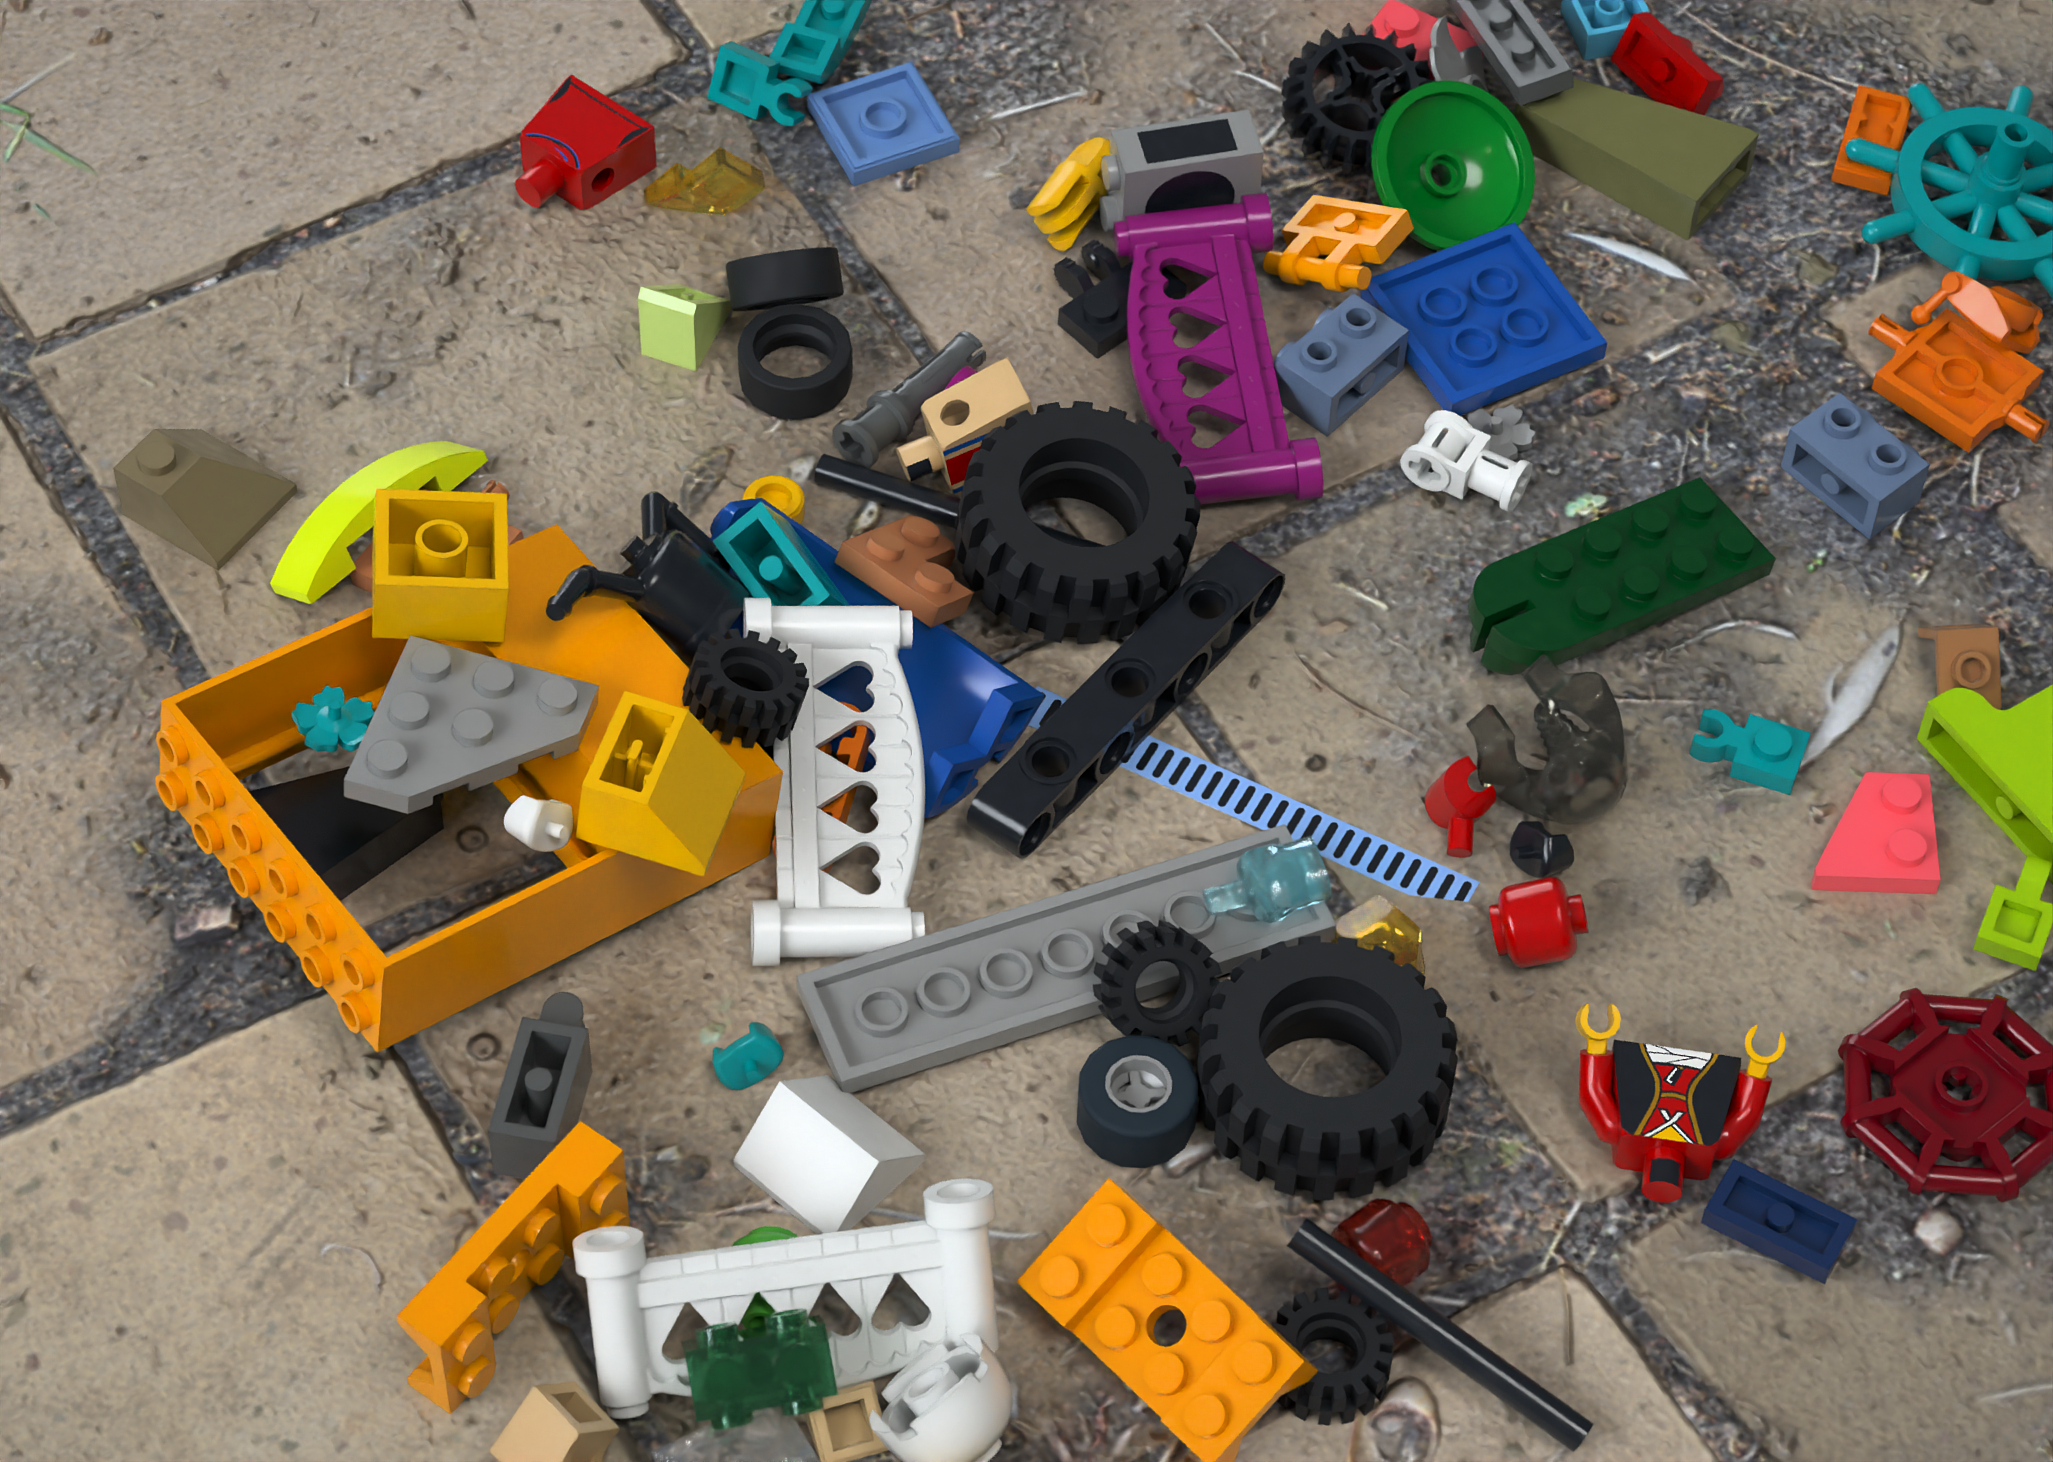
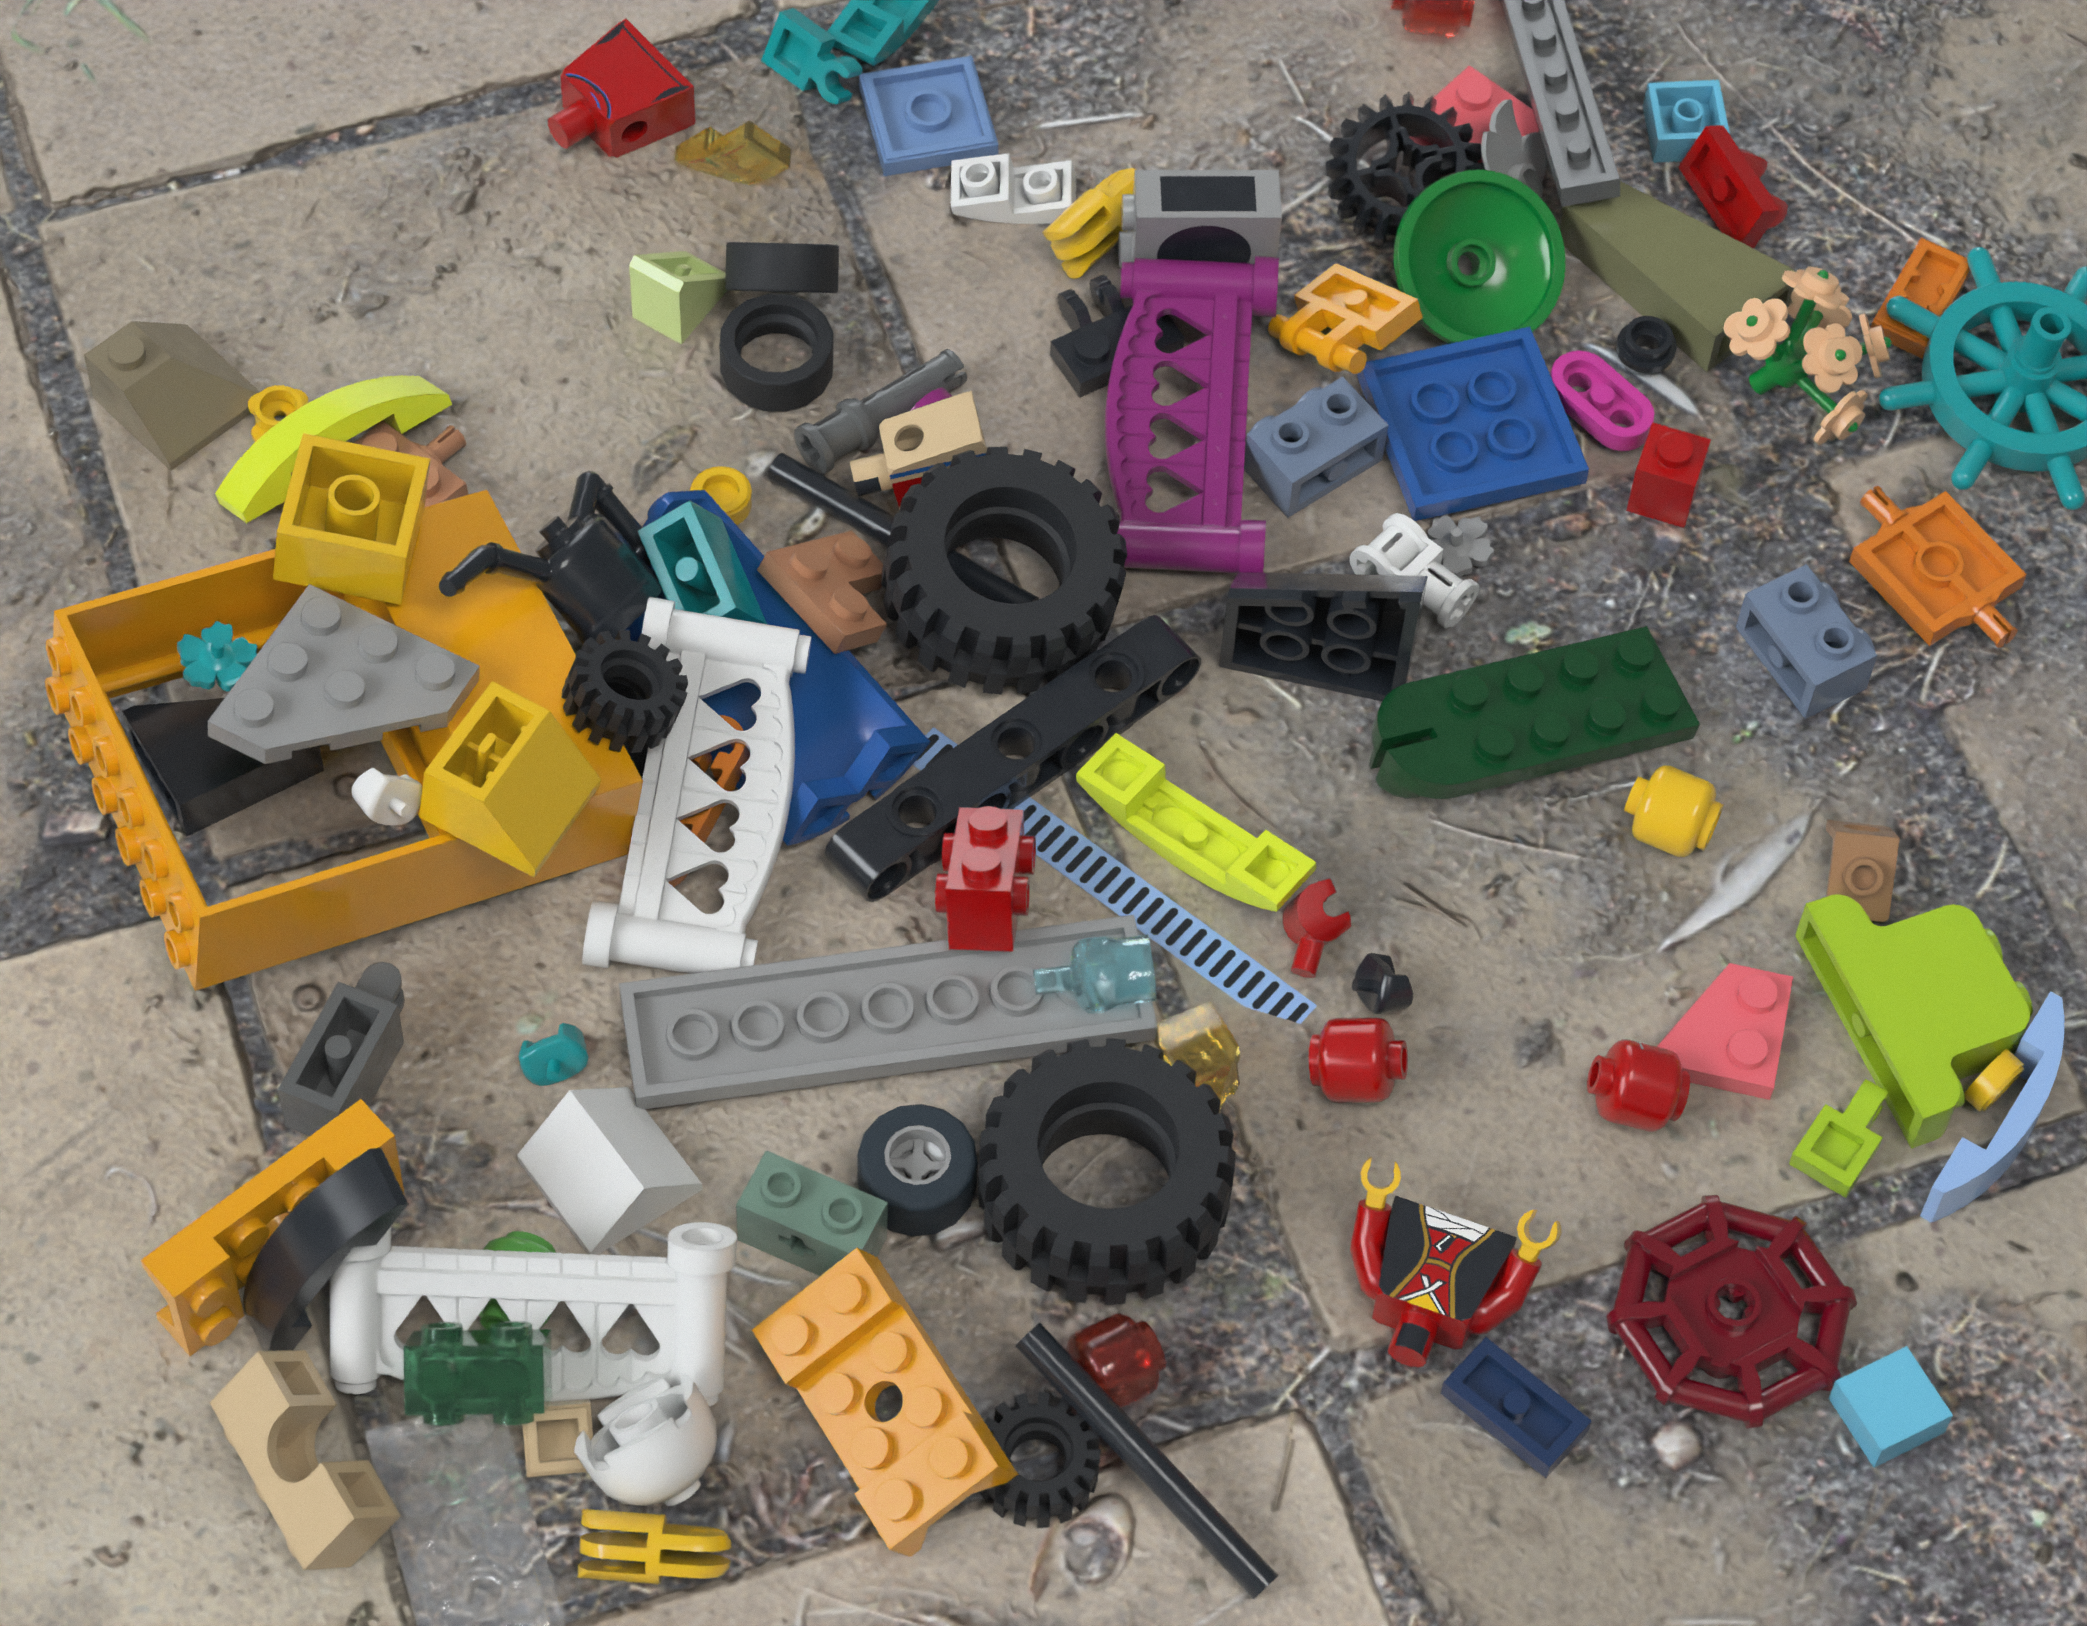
camera: 10 degrees right, 5 degrees up
(309, 487) = (273, 402): none -> yellow plate
(568, 1268) = (313, 1240): none -> black slope
(974, 183) = (997, 192): none -> white slope
(1045, 1162) = (807, 1215): none -> sand green brick
(1130, 959) = (956, 1021): black tyre -> none
(1135, 812) = (985, 878): none -> red brick
(1315, 742) = (1189, 833): none -> neon yellow slope
(1401, 527) = (1324, 629): none -> black wedge
(1584, 767) = (1453, 884): clear smoke piece -> none
(1603, 279) = (1606, 401): none -> dark pink plate
(1627, 222) = (1650, 333): none -> black plate
(1683, 335) = (1668, 475): none -> red brick
(1759, 753) = (1630, 923): teal plate -> none
(1774, 641) = (1673, 811): none -> yellow head
(1783, 165) = (1810, 347): none -> light nougat plant
(1813, 899) = (1639, 1085): none -> red head
(1993, 311) = (1997, 513): orange helmet -> none

